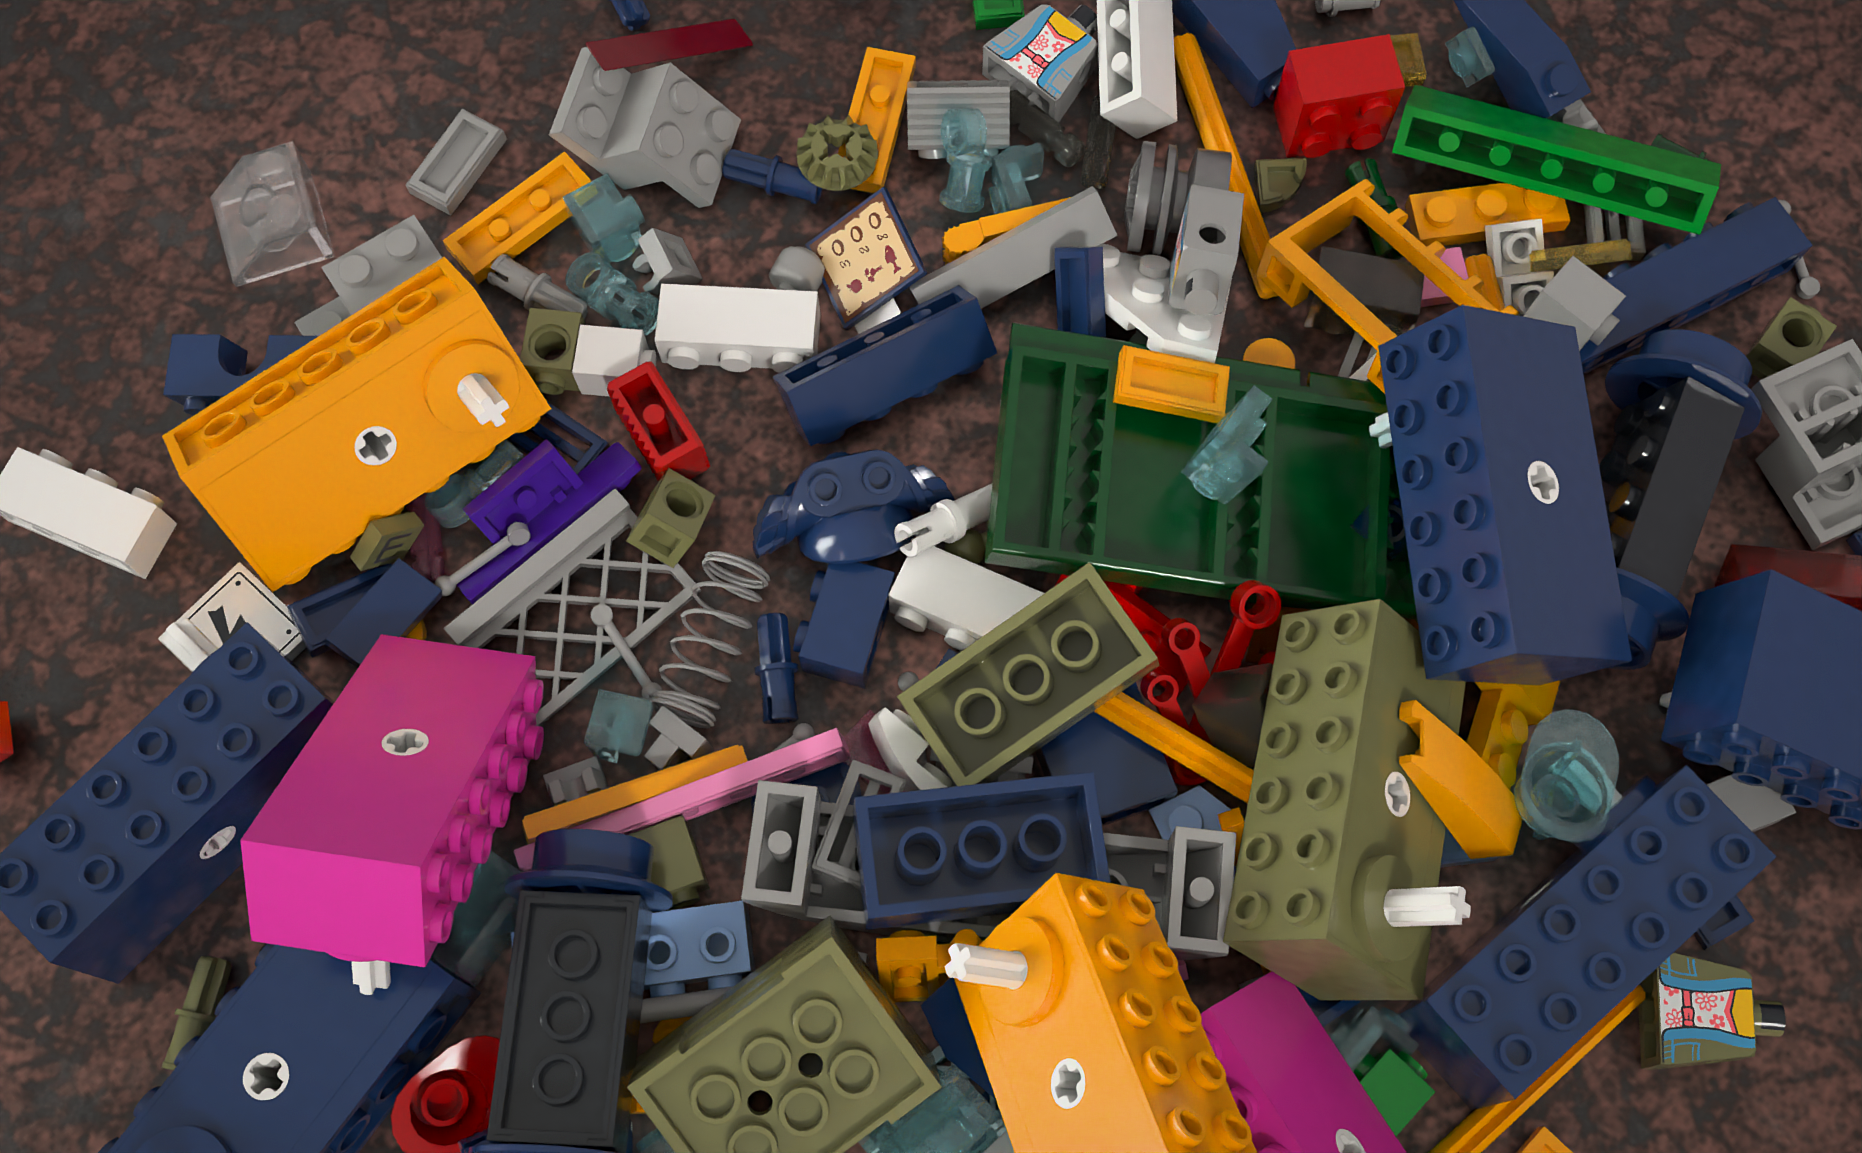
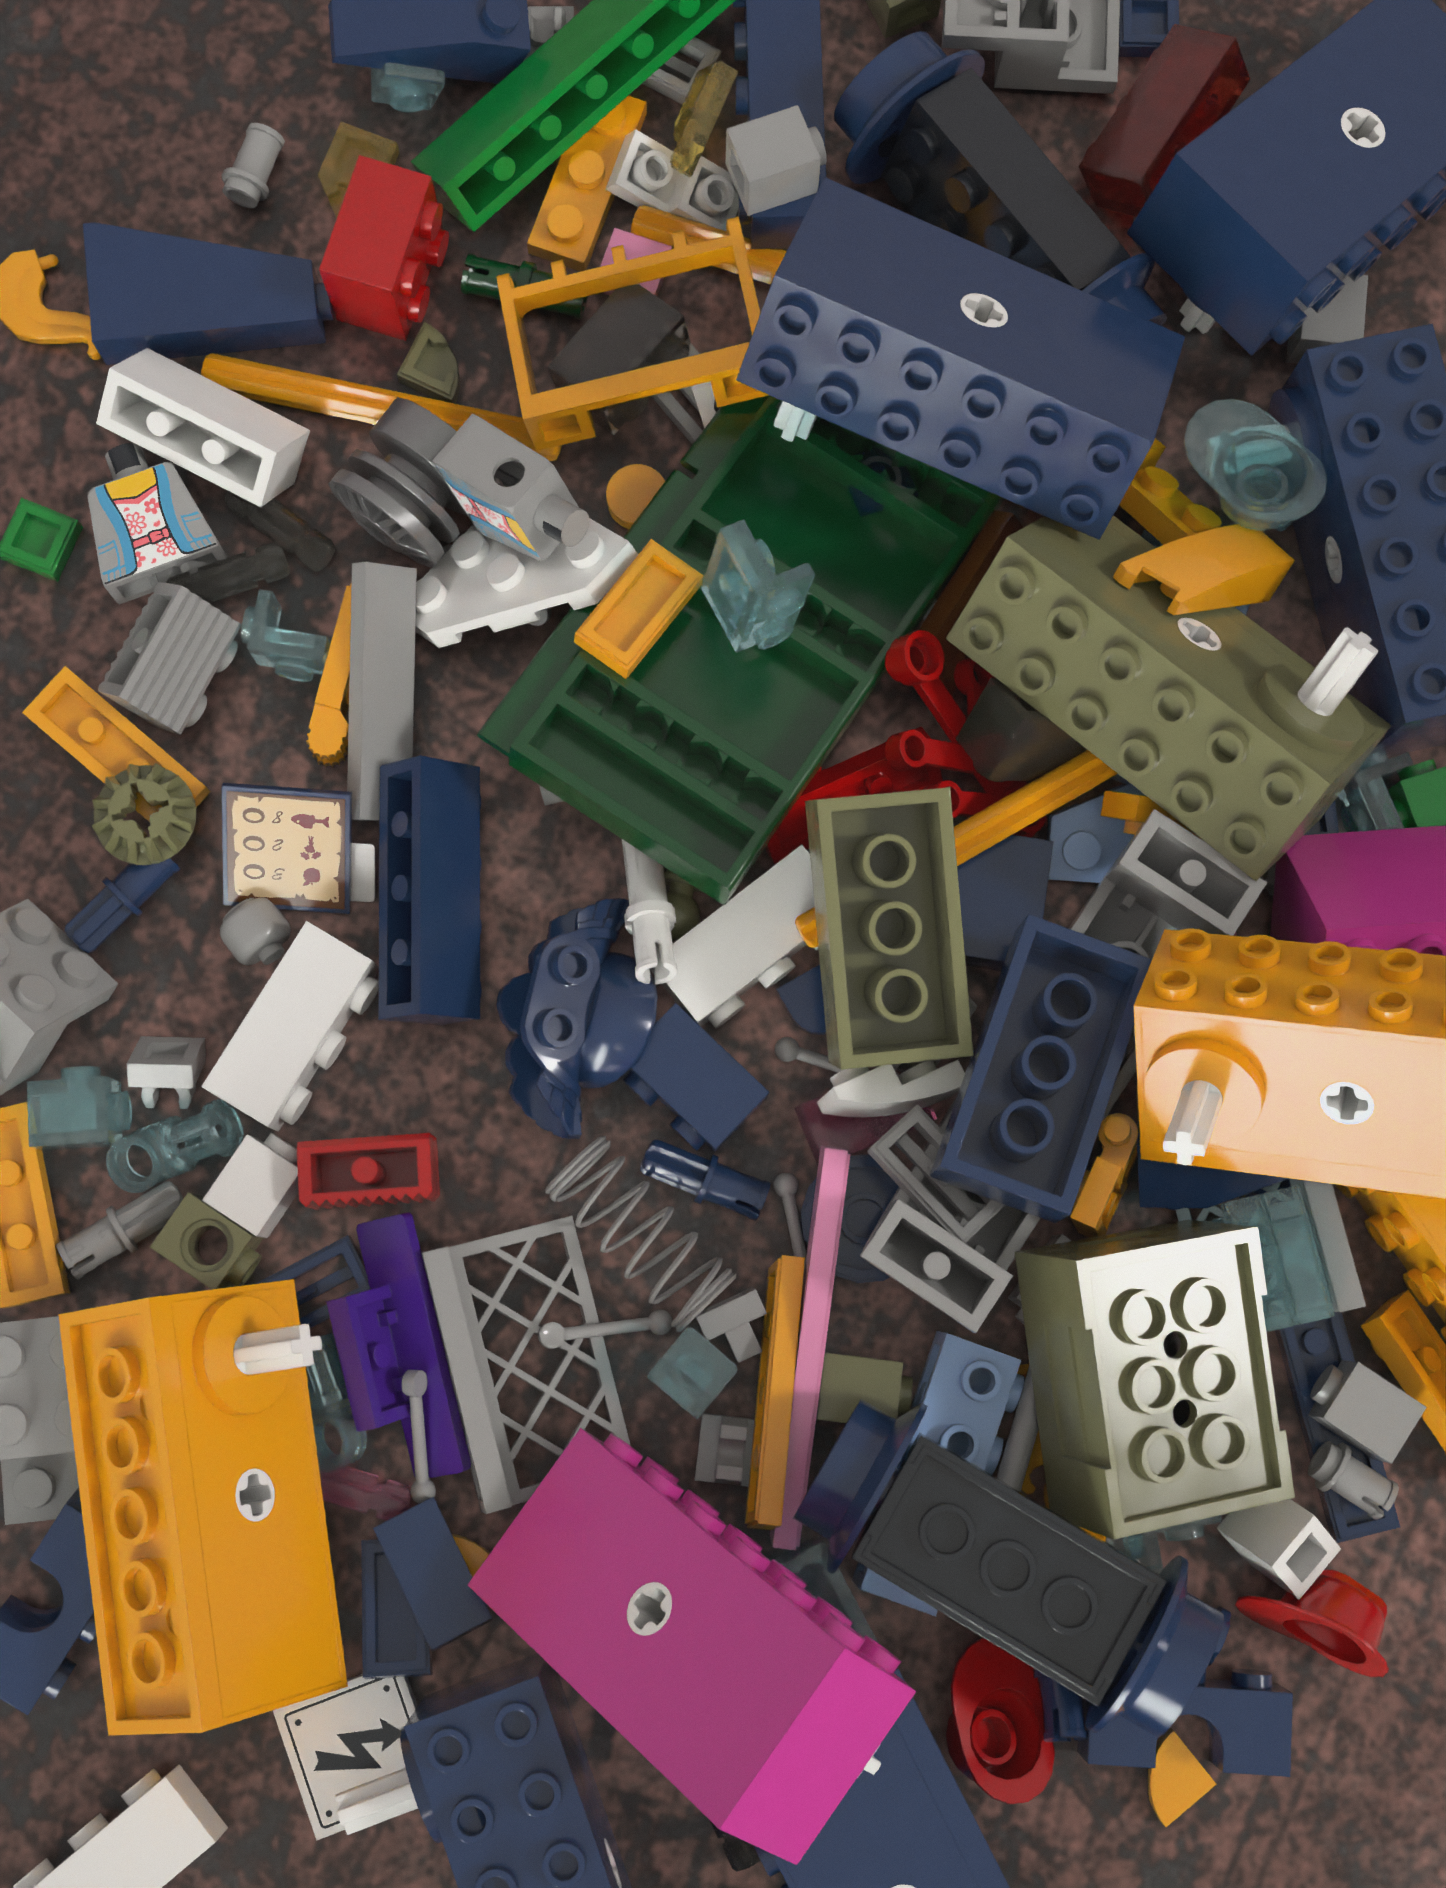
camera: 70 degrees left, 10 degrees up
(386, 540) = (345, 1532): olive tile -> none
(671, 518) = (485, 1208): olive brick -> none
(965, 141) = (235, 679): clear light blue connector -> none
(1080, 290) = (466, 645): dark blue tile -> none

